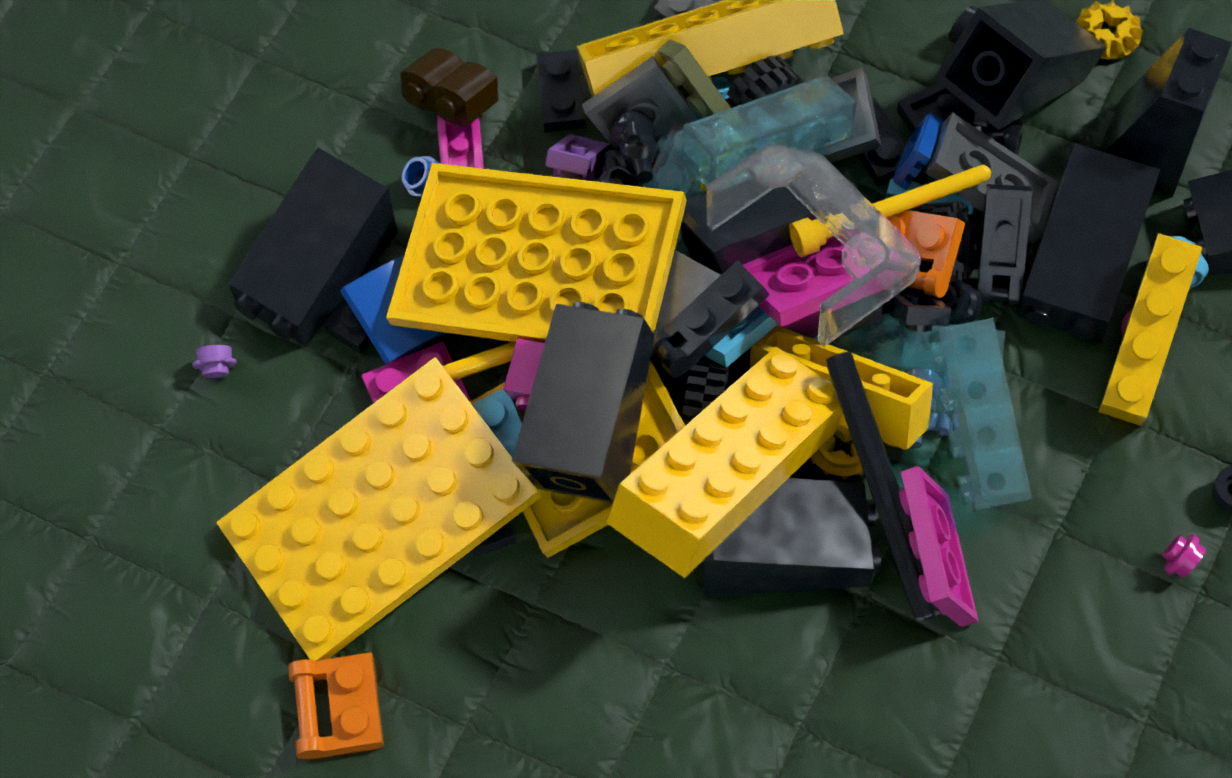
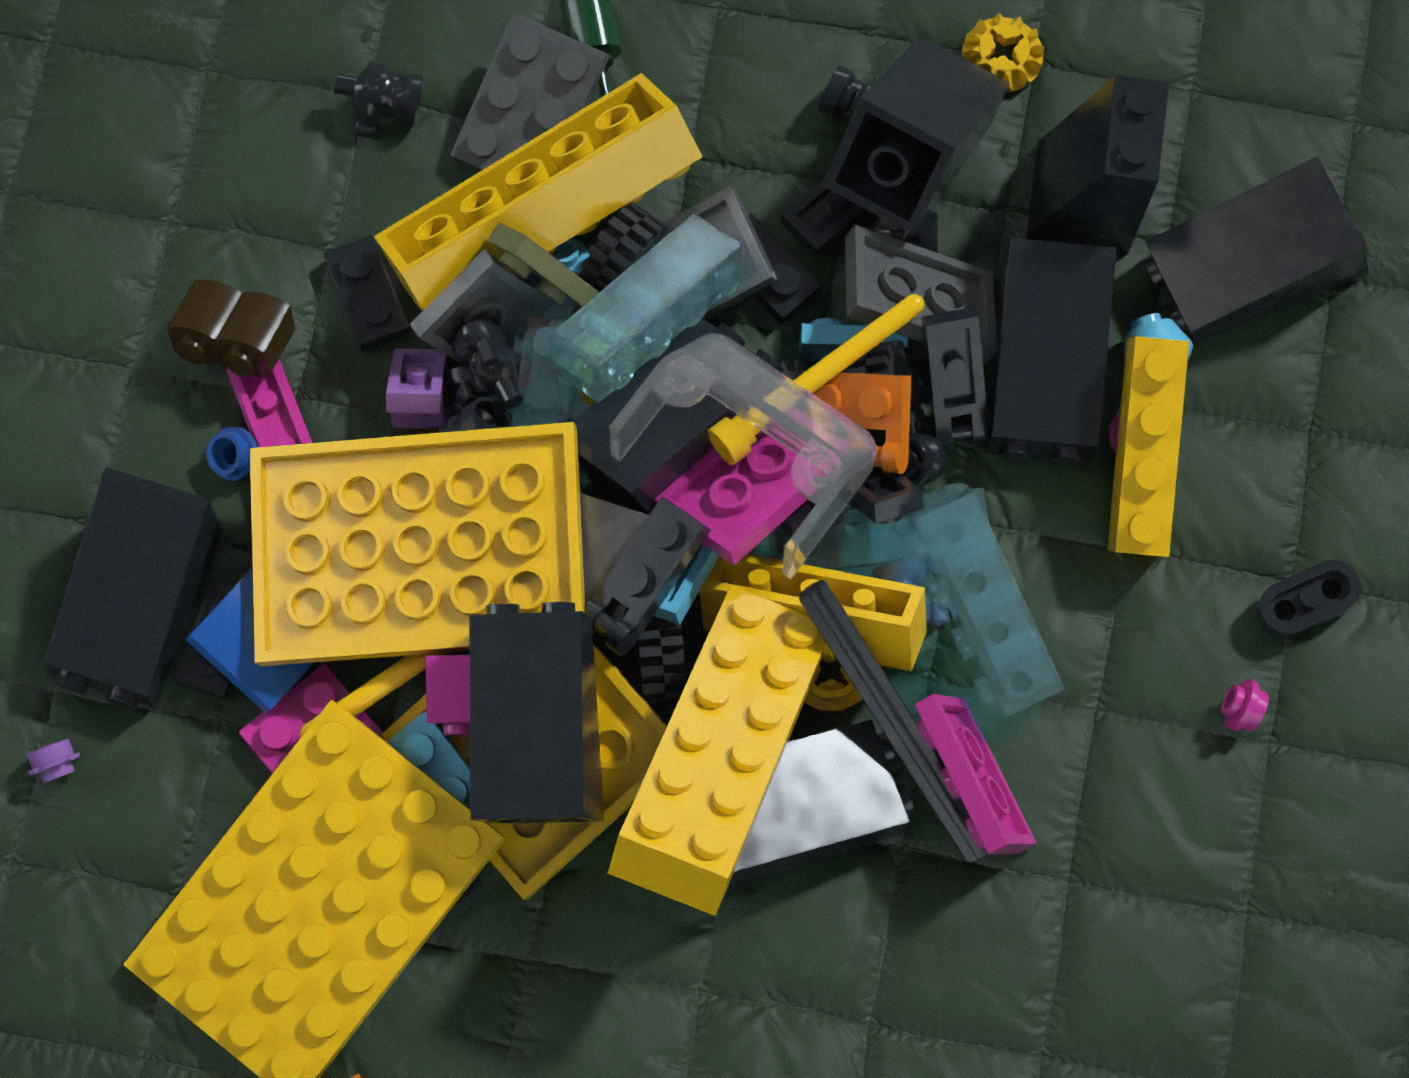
camera: 25 degrees left, 10 degrees up
(917, 150) = (825, 280): blue tile -> none

